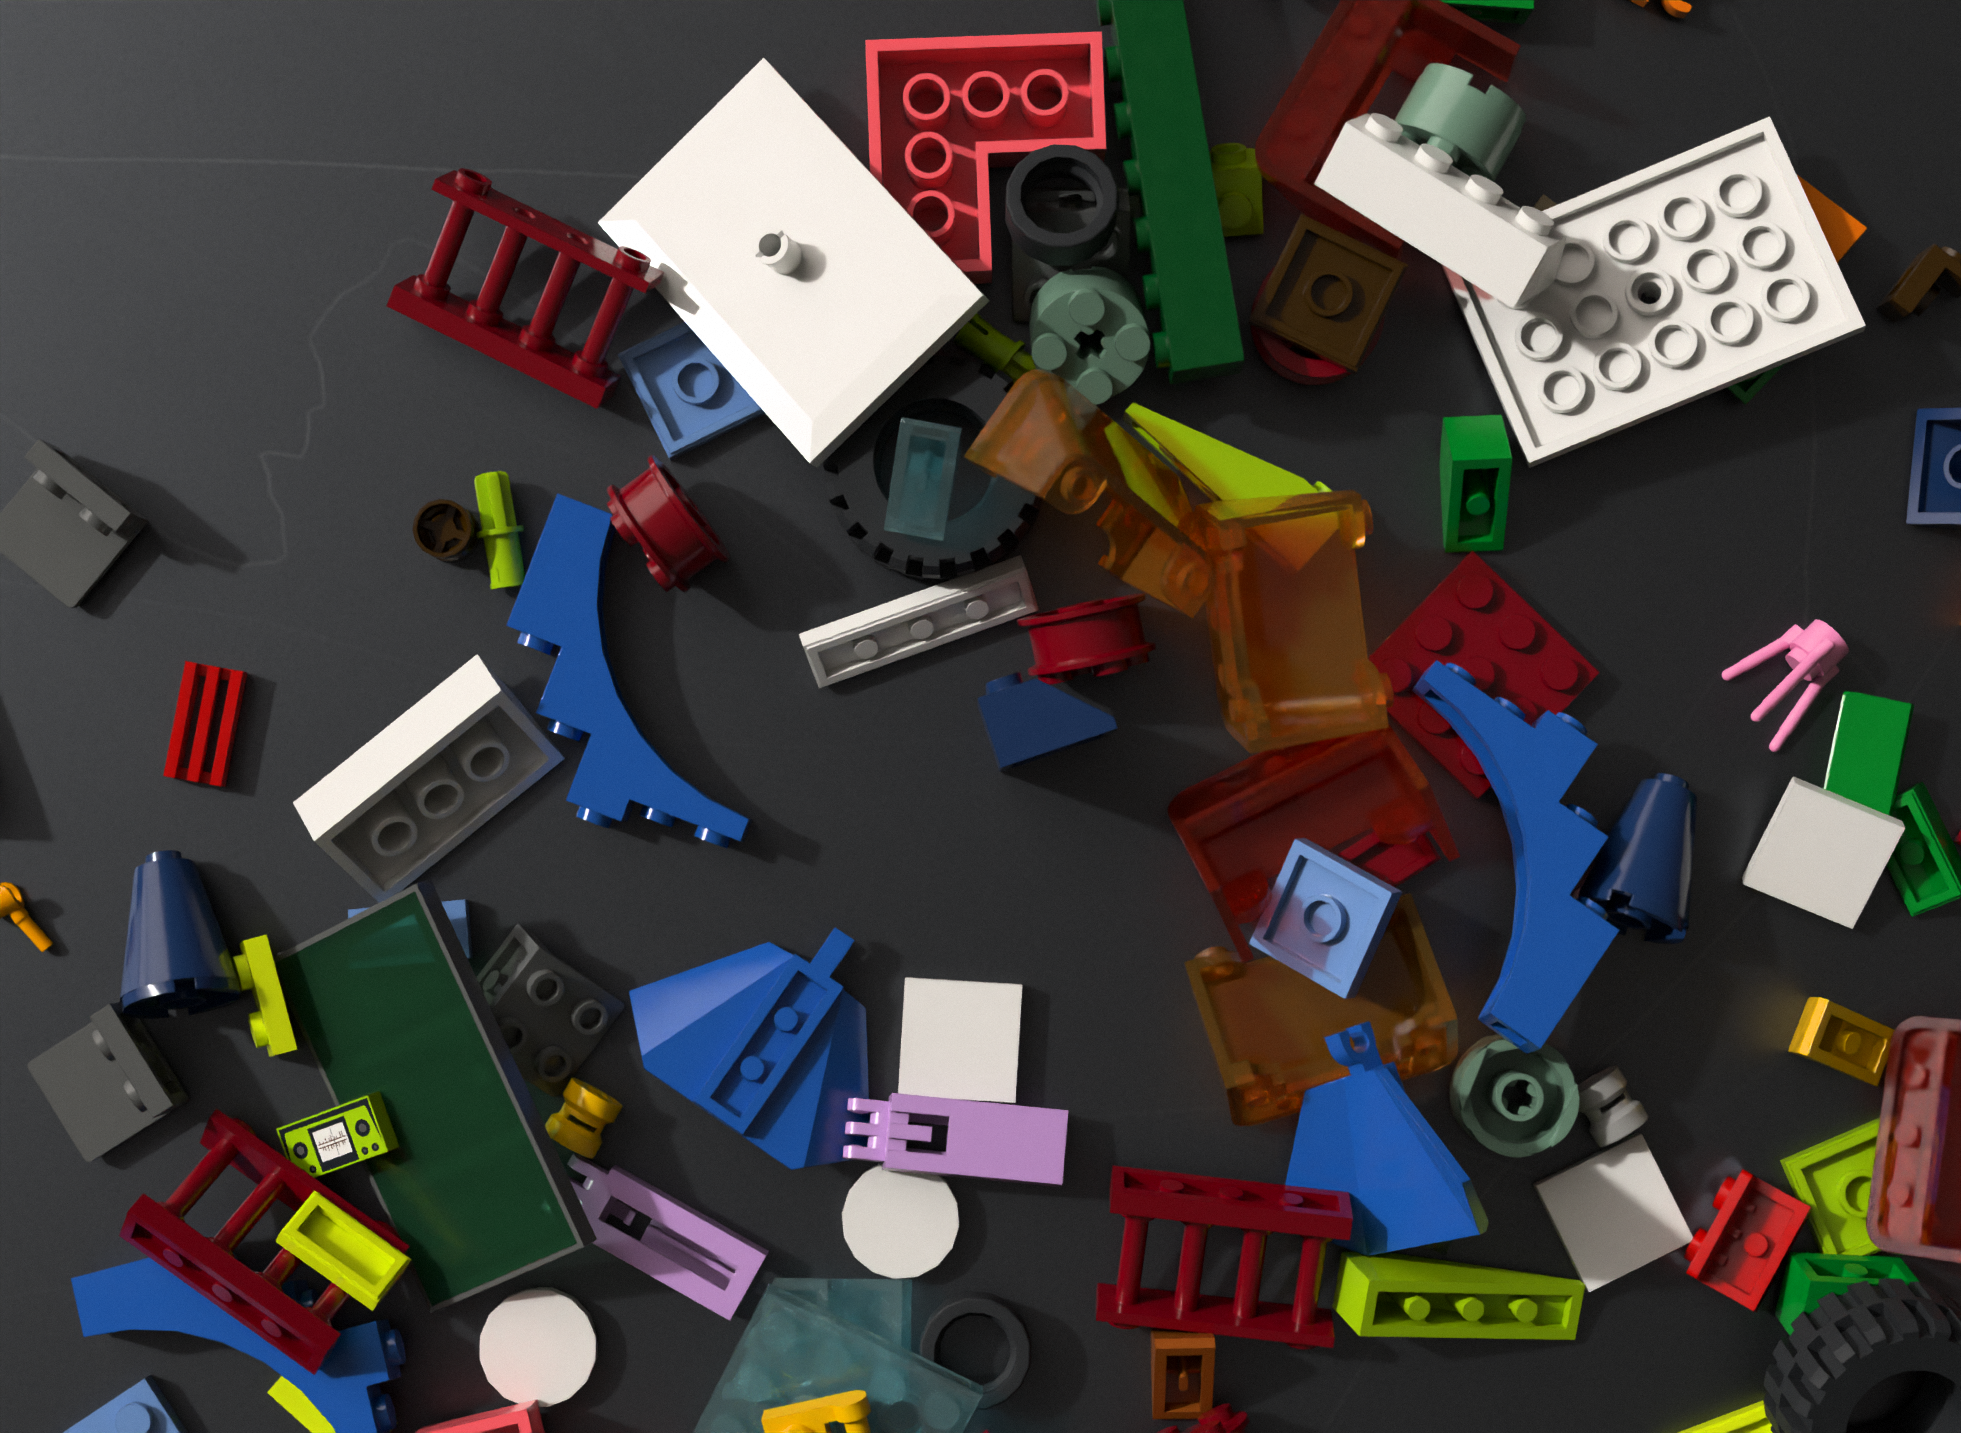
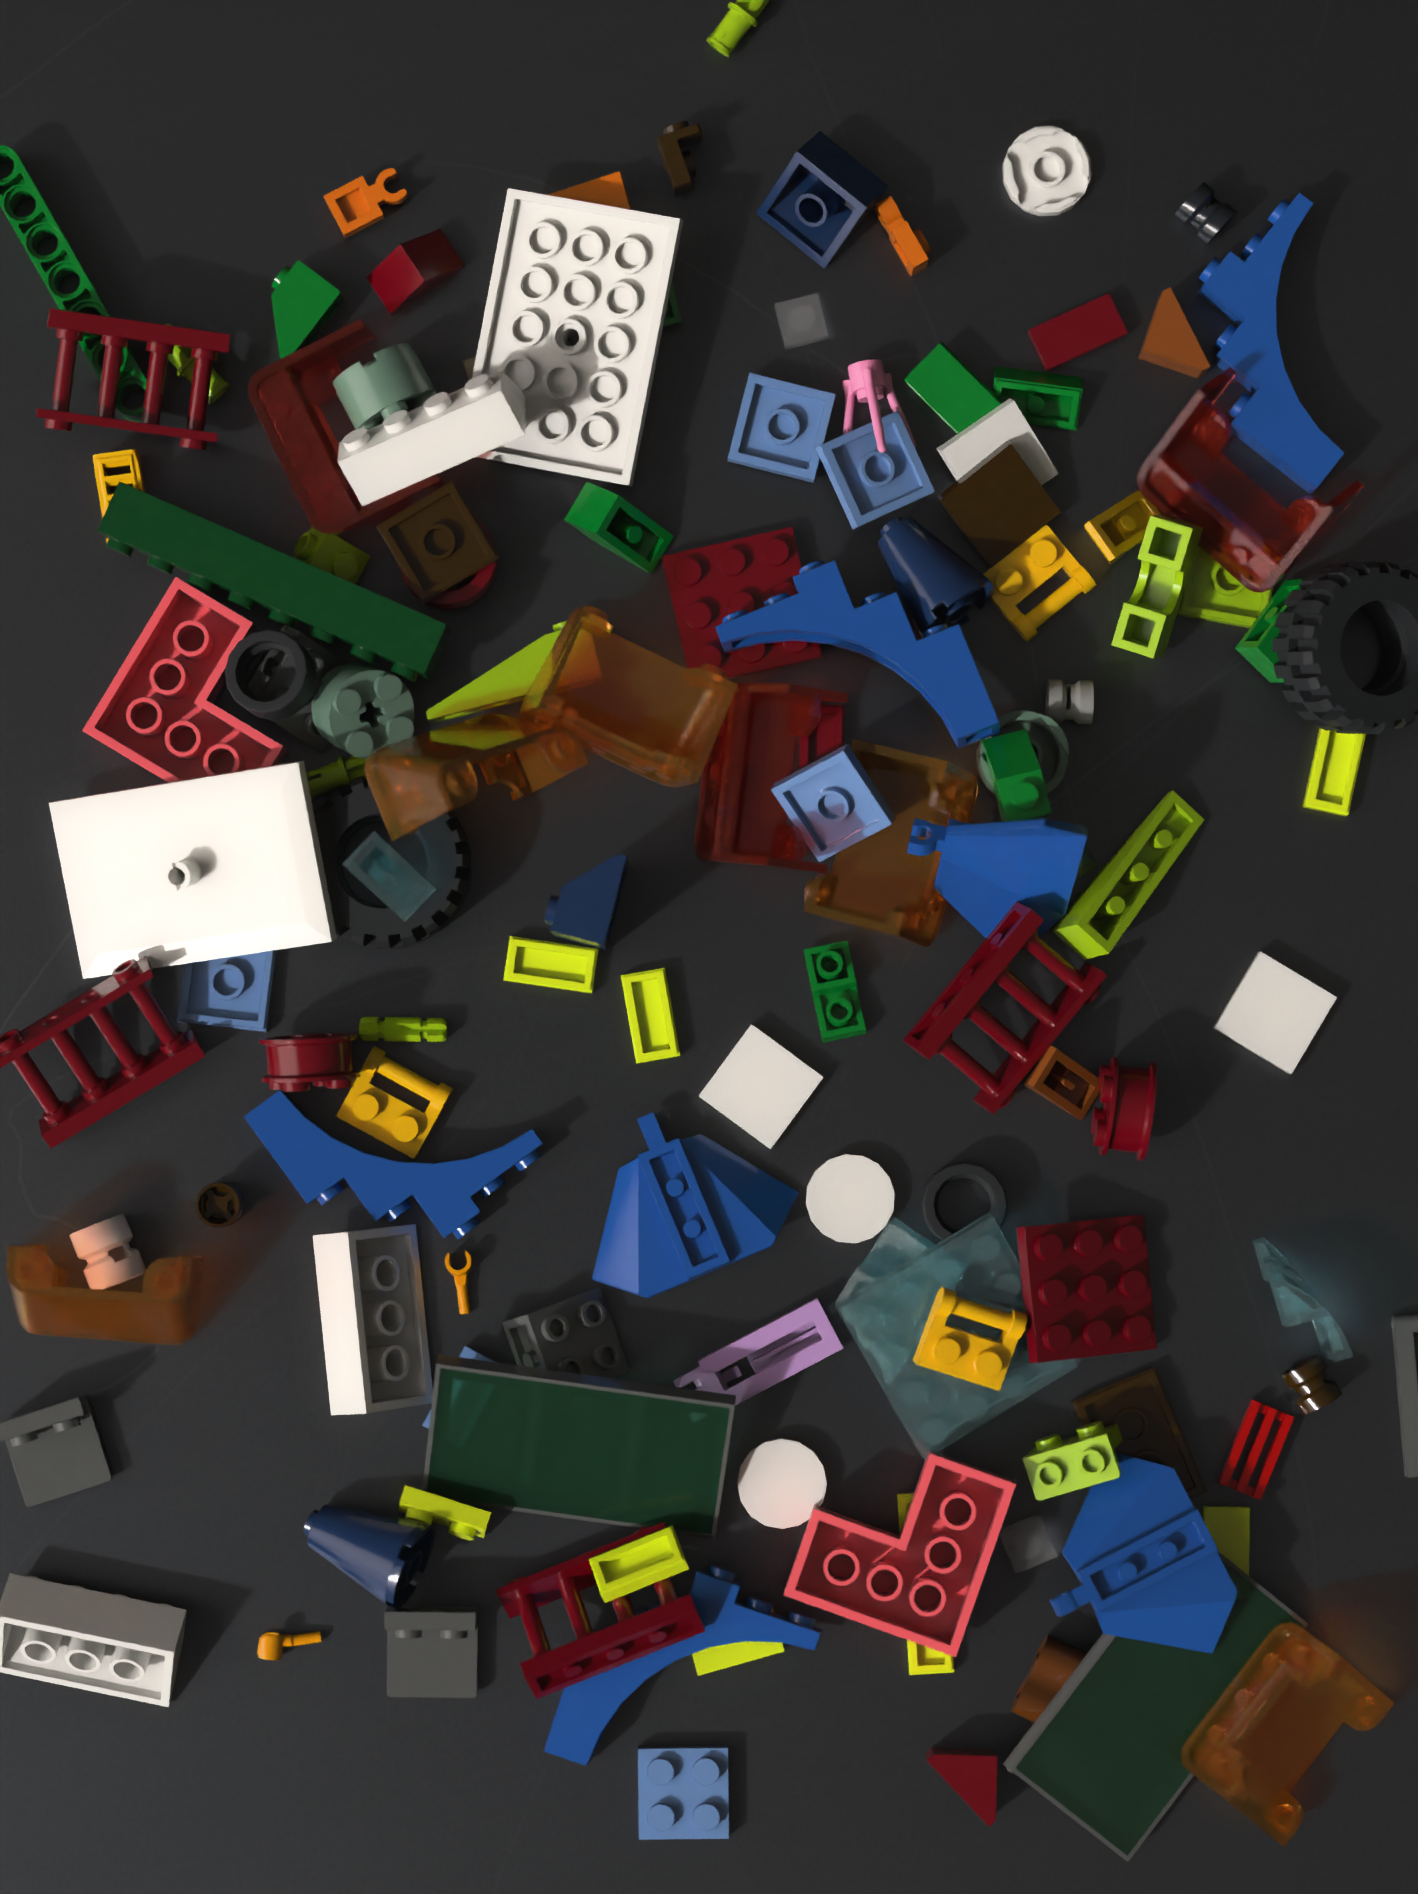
camera: 60 degrees left, 0 degrees up
(183, 718) = (240, 1464): red tile -> none
(287, 542) = (159, 1315): none -> clear orange windscreen
(318, 422) = (106, 1238): none -> wheel
(339, 1136) = (564, 1522): tile -> none
(499, 529) = (241, 1170): lime axle -> none
(533, 849) = (461, 1282): none -> light orange hand
(590, 1108) = (650, 1350): yellow wheel -> none
(662, 649) = (388, 1116): none -> yellow plate
(767, 604) = (403, 1029): none -> lime axle
(919, 621) = (476, 938): white tile -> none
(944, 721) = (551, 964): none -> neon yellow tile
(959, 867) = (650, 1015): none -> neon yellow tile
(981, 1138) = (835, 1114): lavender hinge -> none
(1087, 638) = (557, 838): dark red wheel -> none
(1118, 1053) = (834, 991): none -> green slope
(1489, 1107) = (1016, 777): none -> green slope
(1608, 76) = (414, 270): none -> dark red slope
(1613, 1211) = (1139, 742): white tile -> none
(1701, 590) = (781, 427): none -> medium blue plate
(1710, 724) = (873, 481): none -> medium blue plate
(1723, 964) = (1026, 571): none -> yellow plate
(1746, 1239) = (1209, 669): red bracket -> none
(1776, 885) = (998, 504): none -> dark brown tile
(1803, 1124) = (1165, 567): none -> lime arch
(1831, 535) = (801, 321): none -> clear plate

